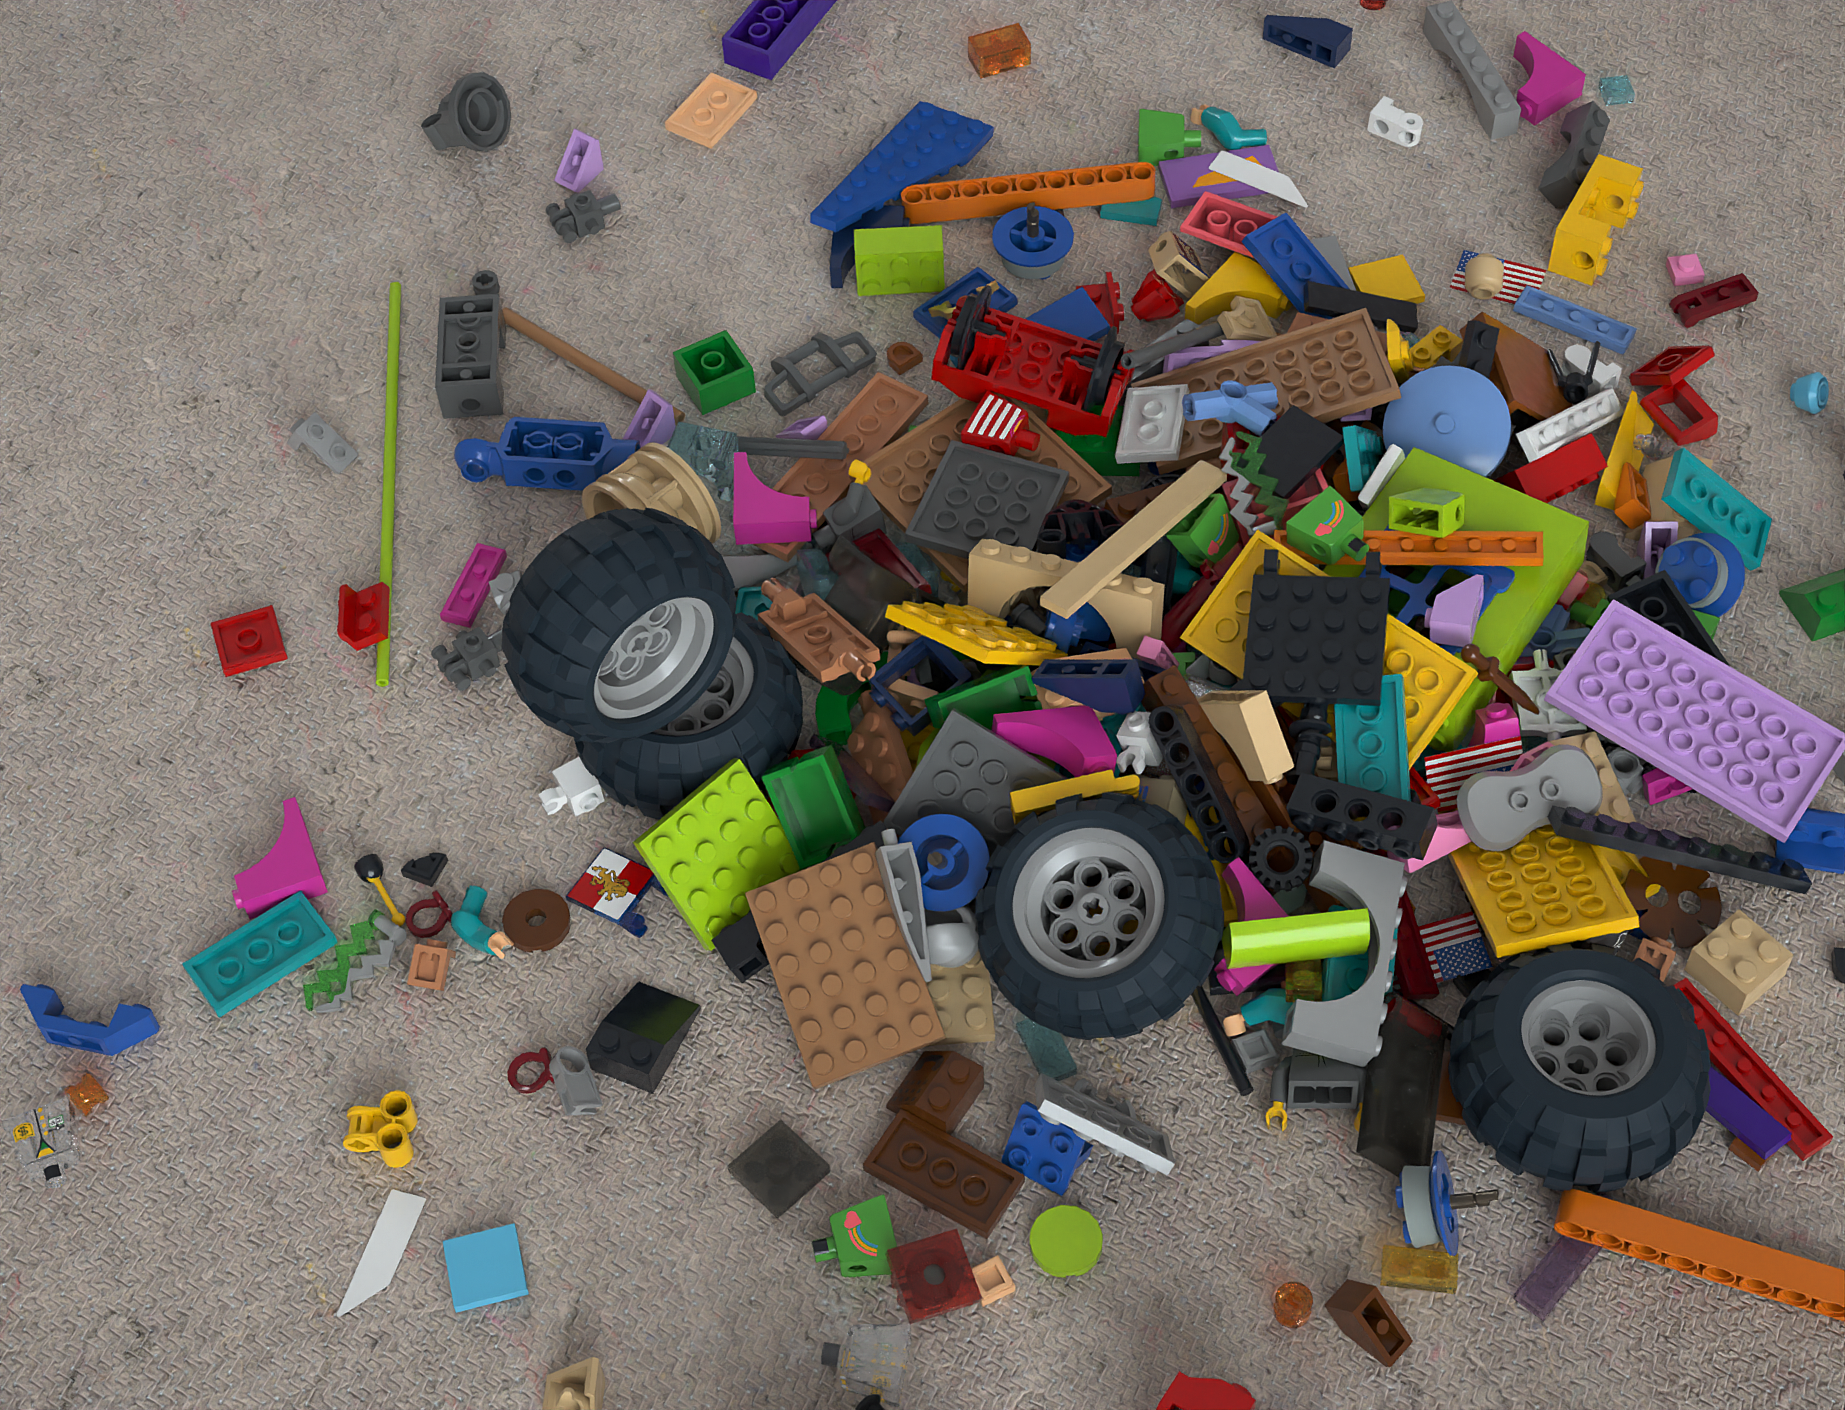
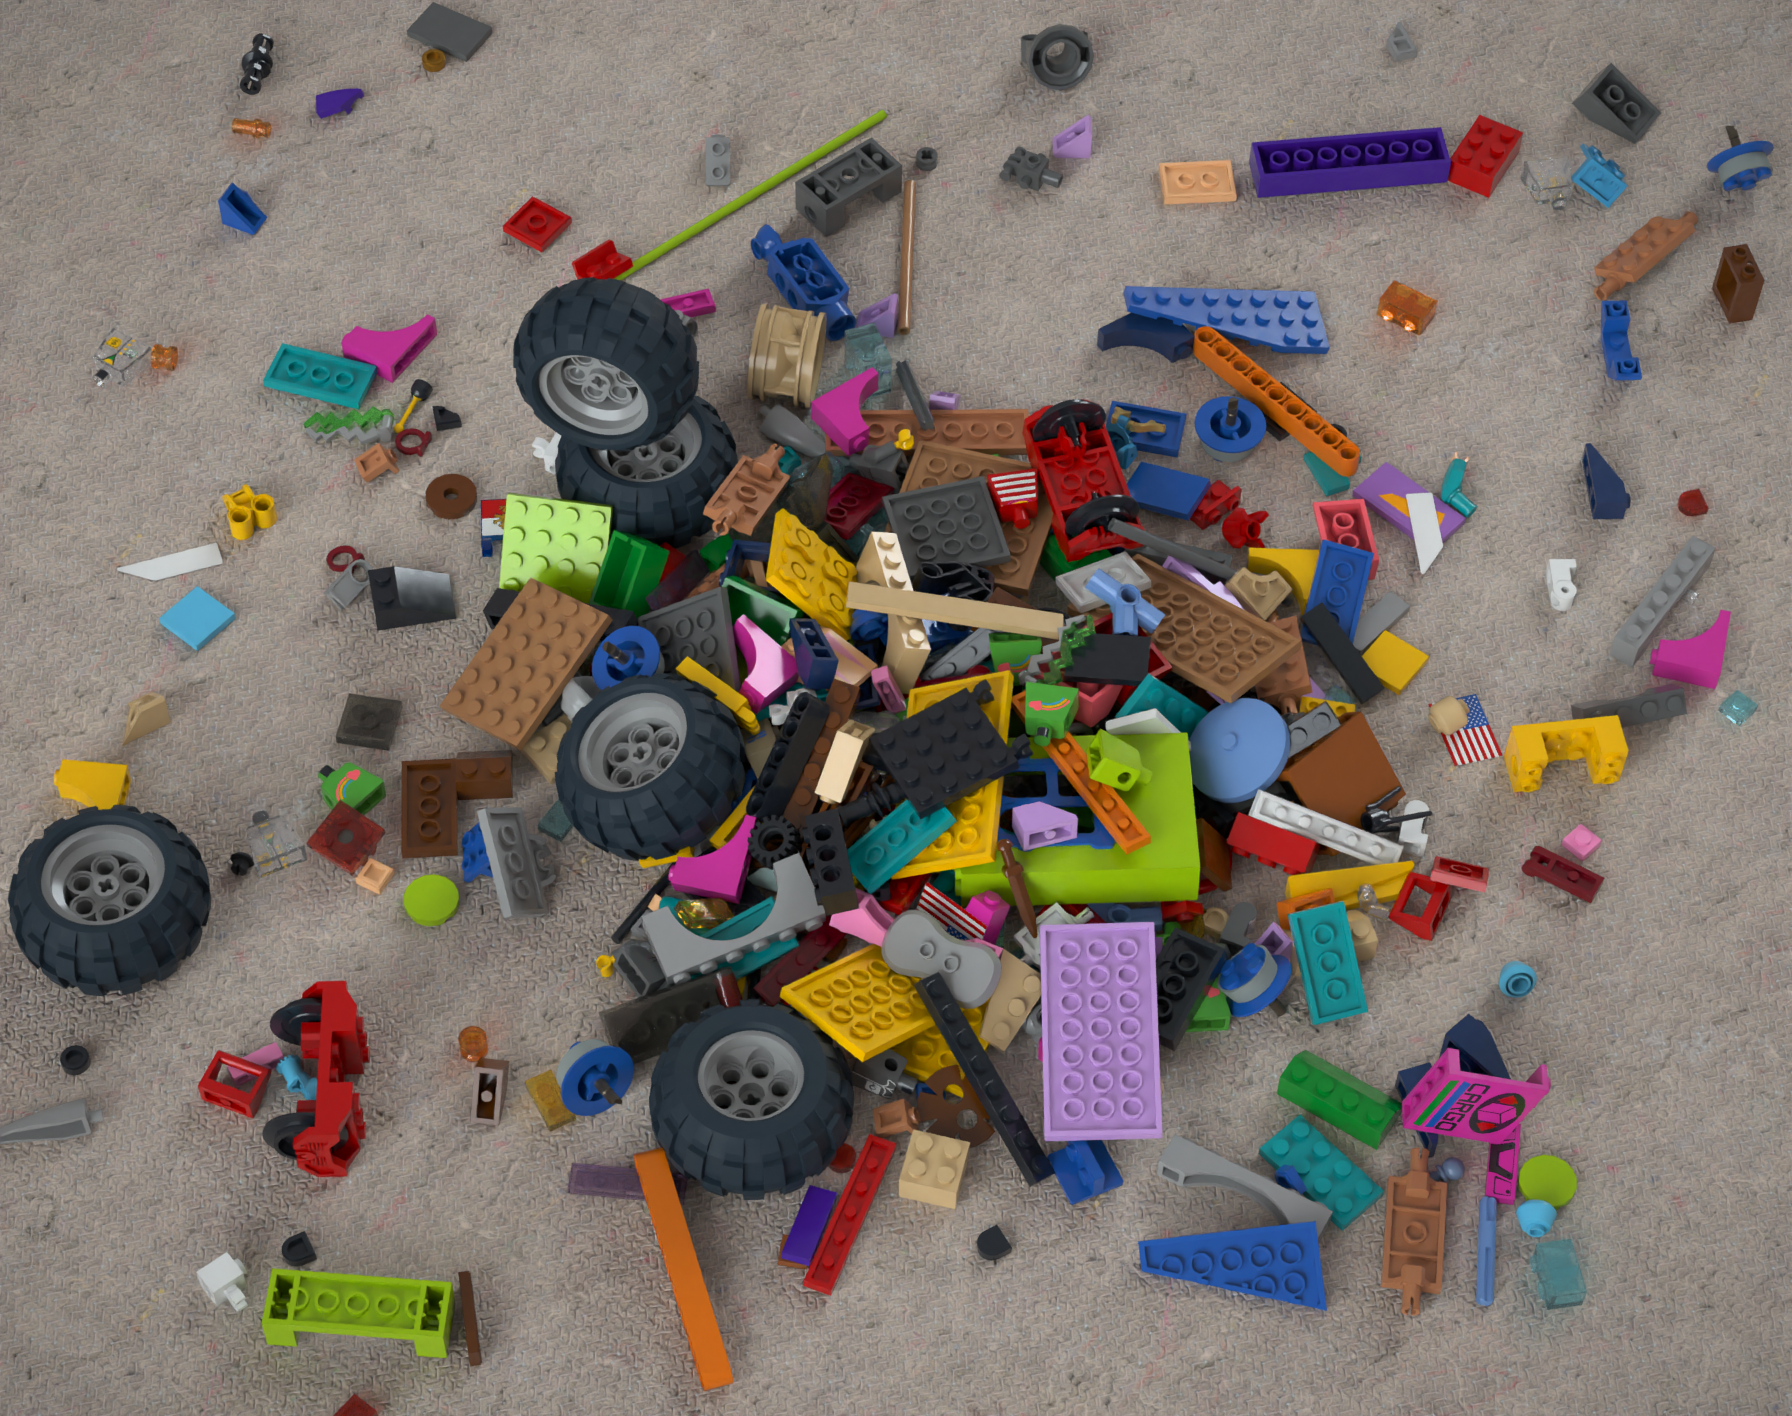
camera: 50 degrees right, 0 degrees up
(126, 1028) = (218, 345): blue slope -> none
(471, 928) = (418, 464): teal arm -> none
(714, 372) = (951, 322): green brick -> none
(824, 344) = (1025, 393): dark grey bar -> none
(899, 260) = (1140, 363): lime brick -> none
(904, 891) = (568, 669): light grey piece -> none
(1163, 136) = (1409, 450): bright green torso -> none
(1170, 257) = (1285, 522): tan torso -> none
(1296, 938) = (720, 884): lime brick -> none
(1398, 353) = (1280, 682): yellow plate -> none
(1574, 319) = (1463, 796): medium blue tile -> none

